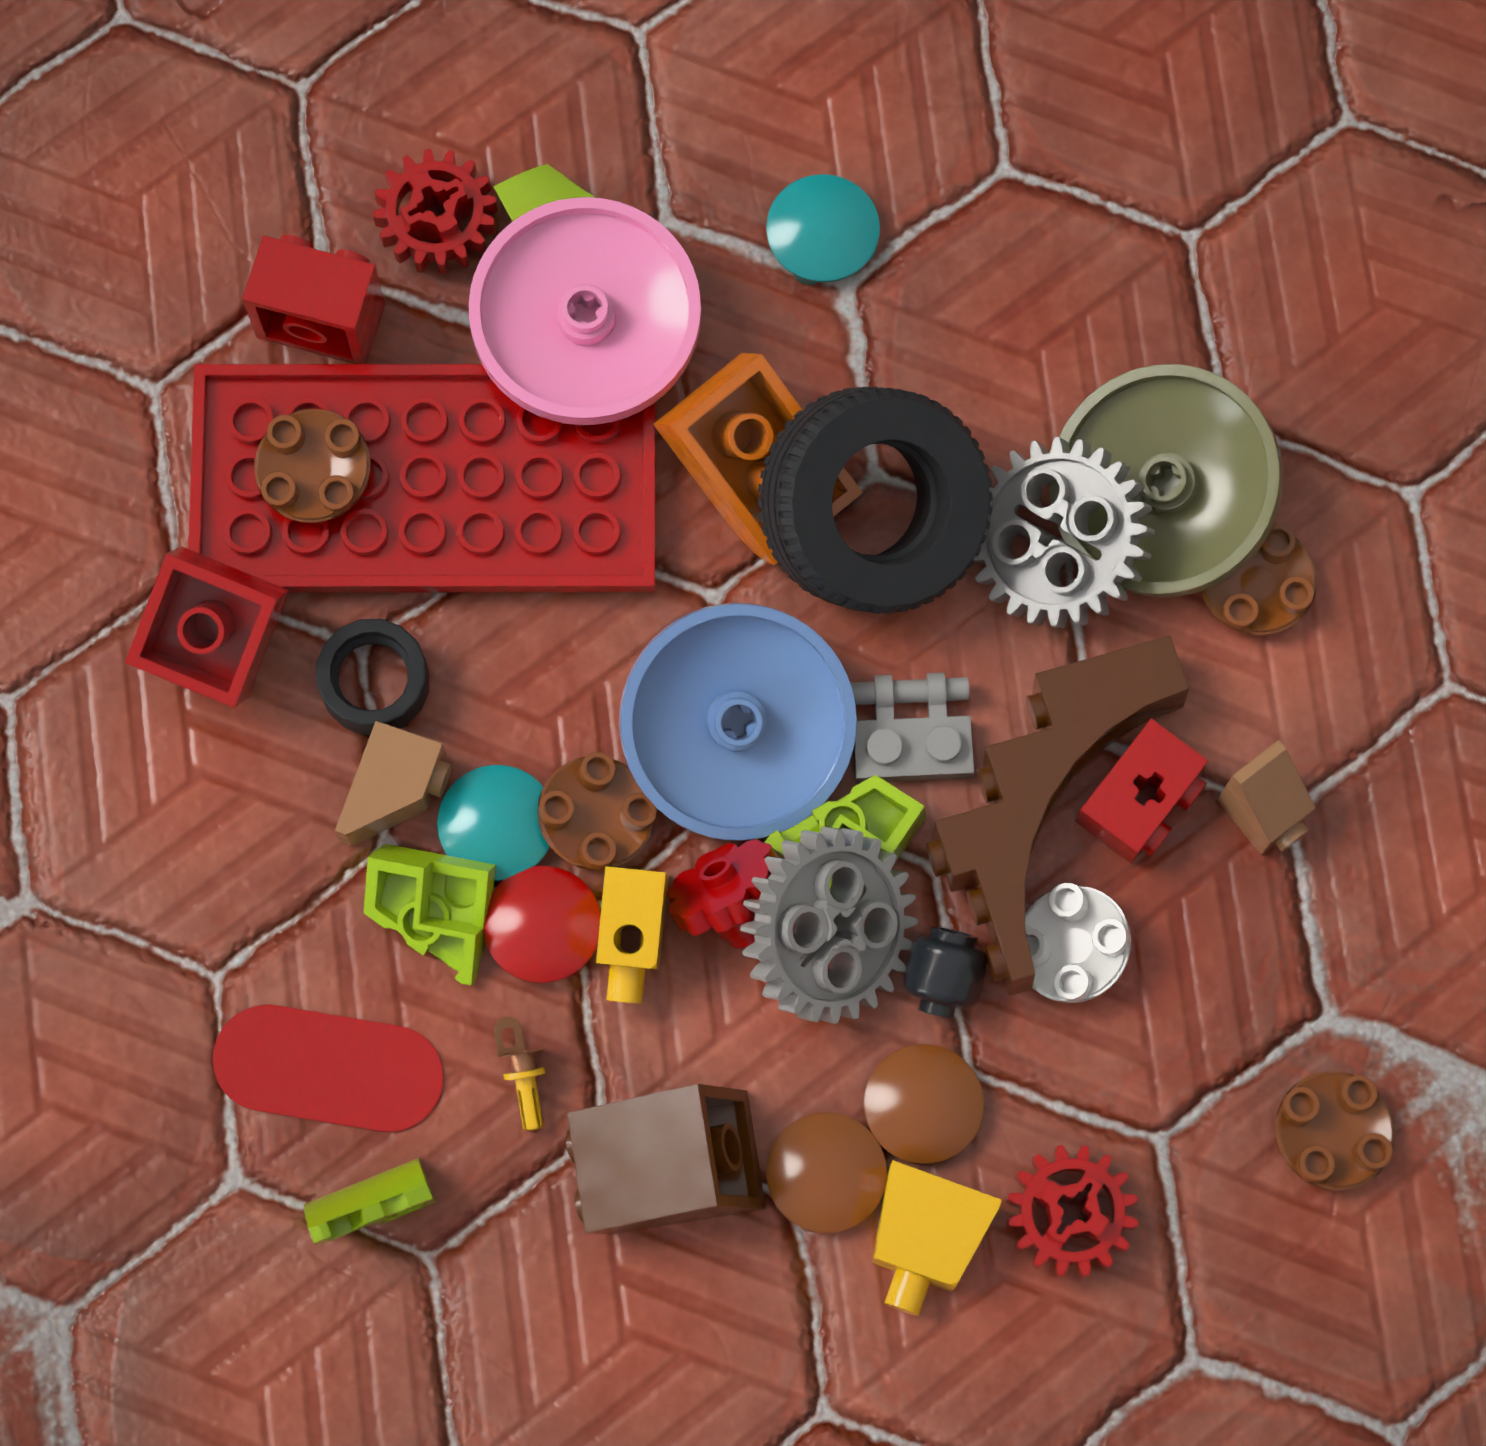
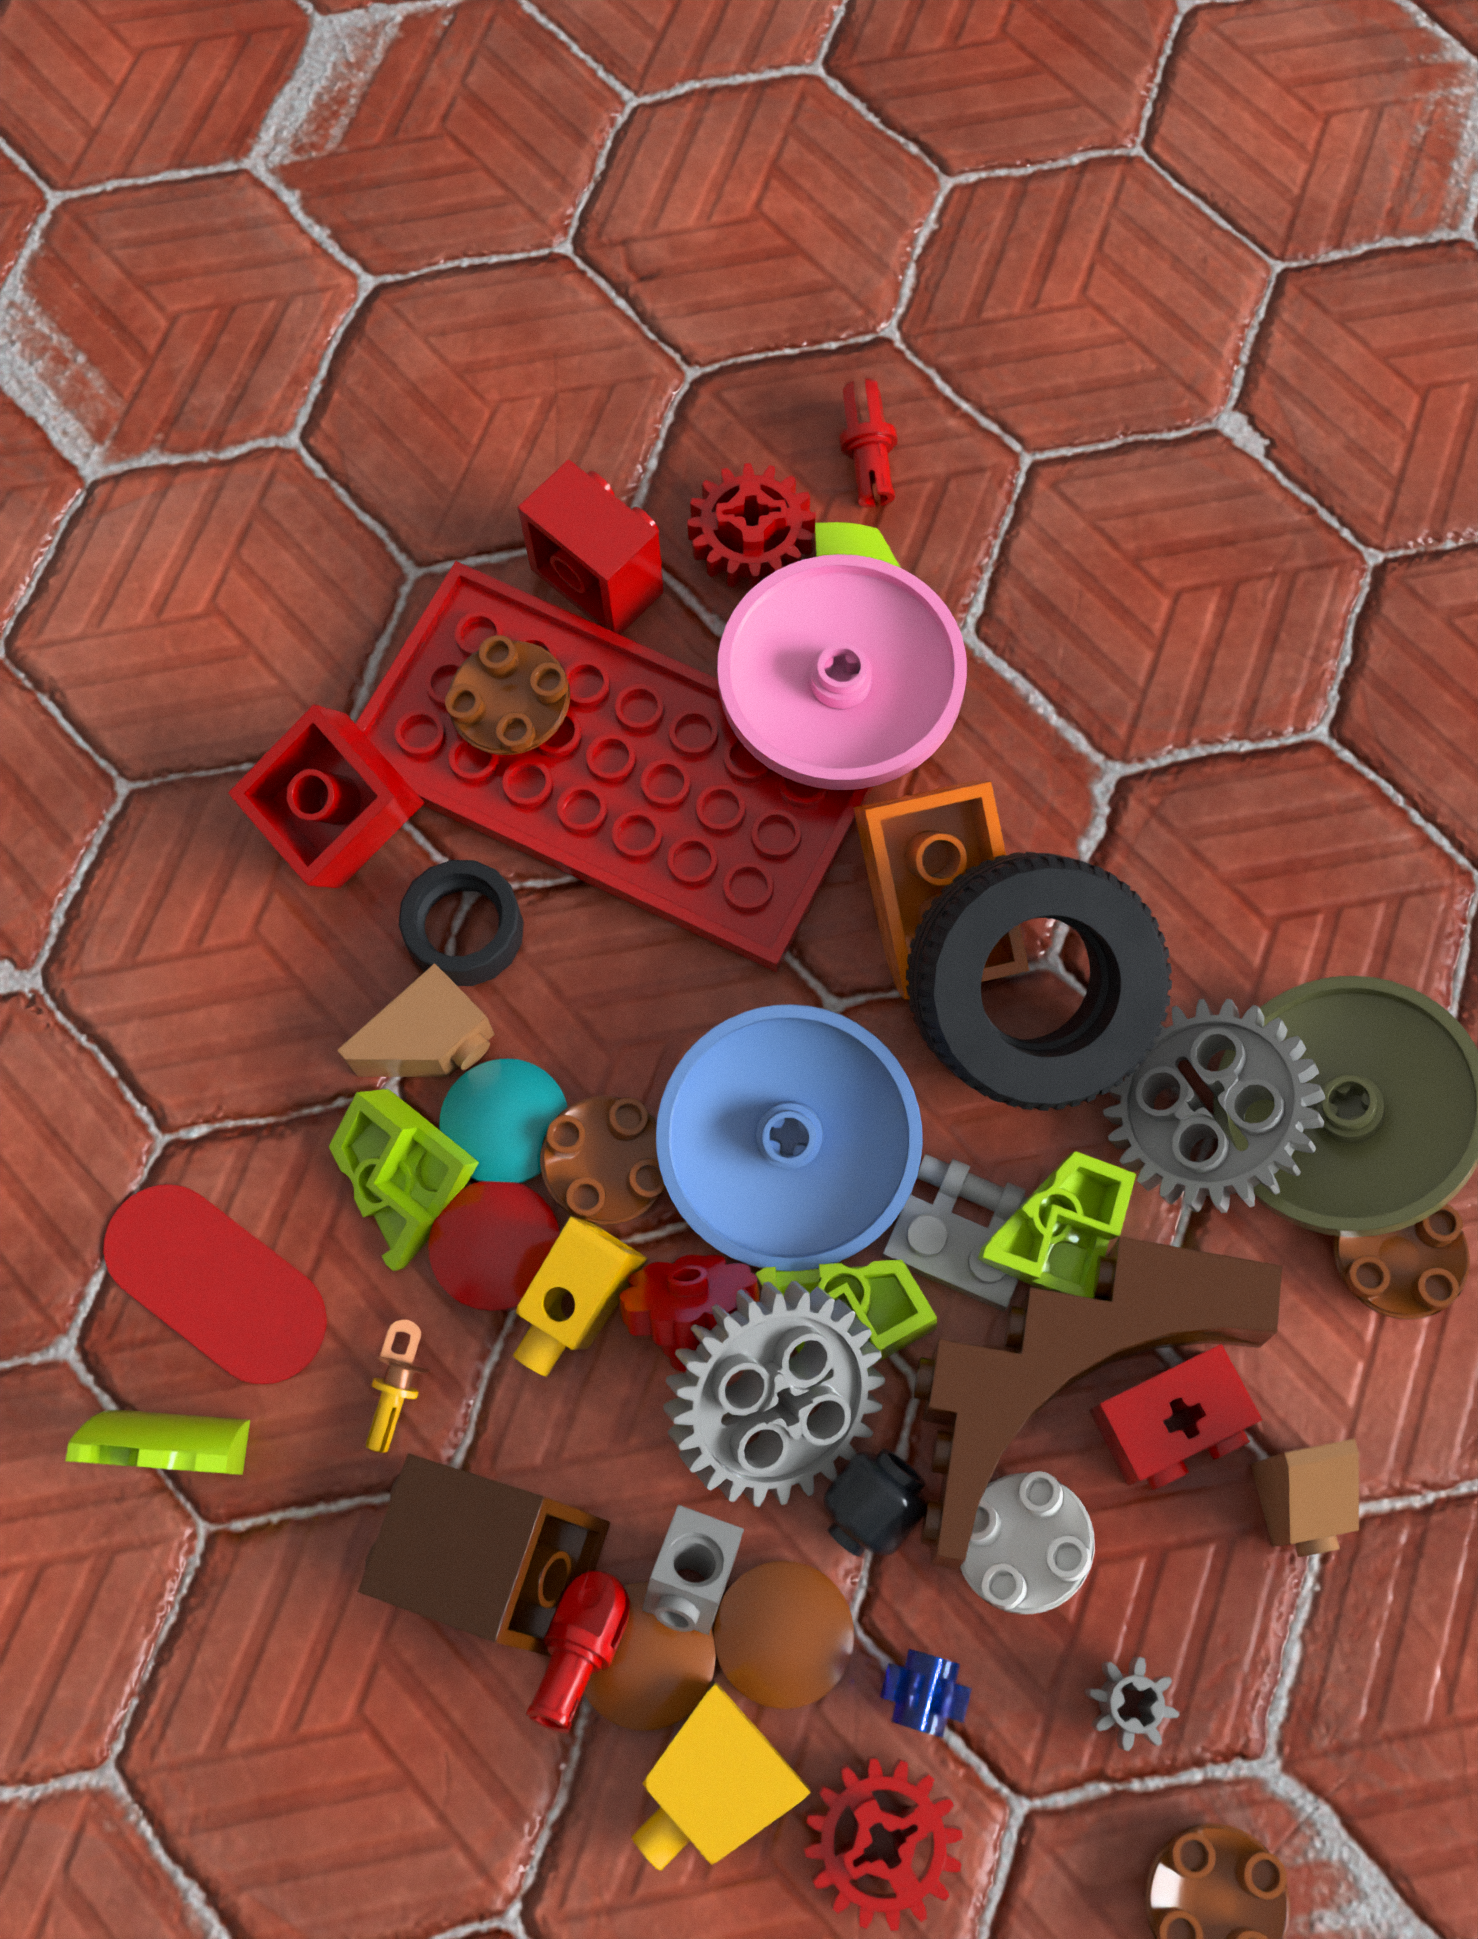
camera: 30 degrees right, 5 degrees down
(499, 88) = (868, 444): none -> red arm
(775, 1182) = (581, 1643): none -> red arm
(822, 228) = (1114, 706): teal dish -> none
(829, 1069) = (698, 1545): none -> light grey brick
(988, 686) = (1063, 1227): none -> lime slope
(1051, 1089) = (925, 1693): none -> clear blue gear
(1223, 1020) = (1151, 1707): none -> light grey gear

